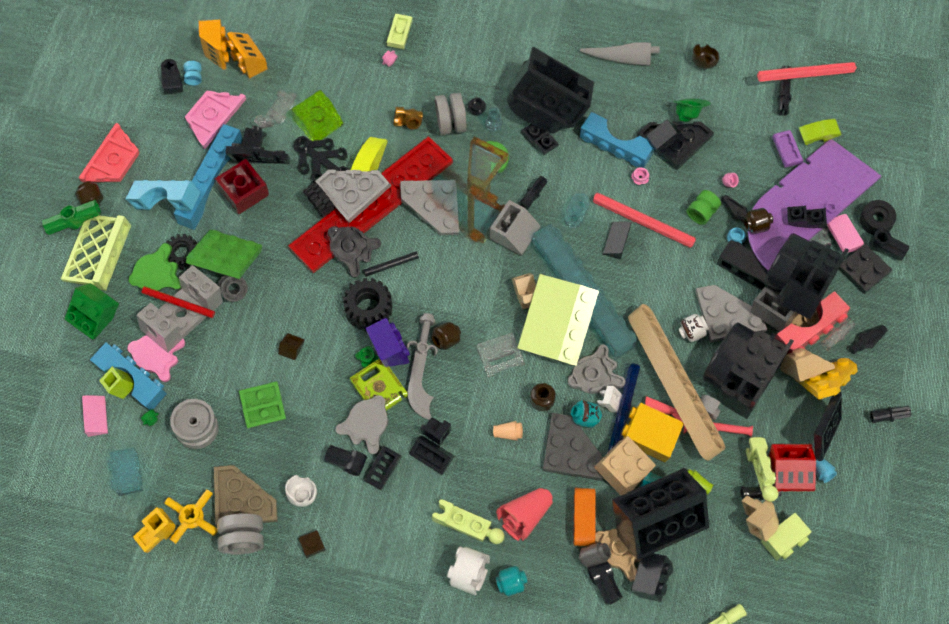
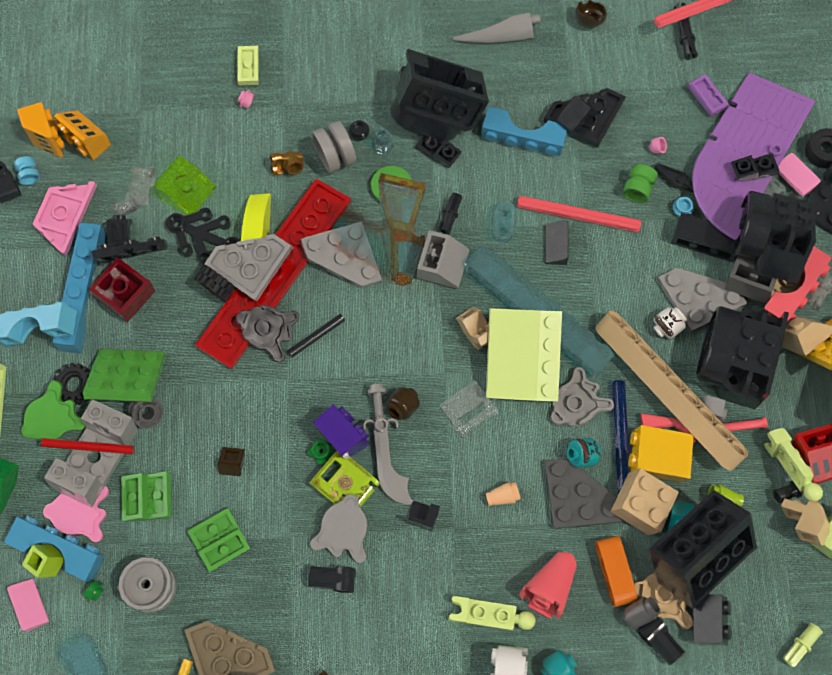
camera: 15 degrees left, 5 degrees up
(214, 356) = (146, 496): none -> bright green slope
(300, 491) = (292, 630): white hair -> none
(367, 290) = (305, 373): black tyre -> none
(393, 464) = (371, 564): black slope -> none
(431, 454) = (426, 544): black slope -> none
(542, 397) = (535, 441): dark brown head -> none
(611, 399) = (606, 427): white tile -> none
(640, 172) = (561, 160): bright pink plate -> none
(690, 108) = (592, 75): green piece -> none
(758, 221) = (705, 185): dark brown head -> none
(820, 130) = (736, 66): lime slope -> none

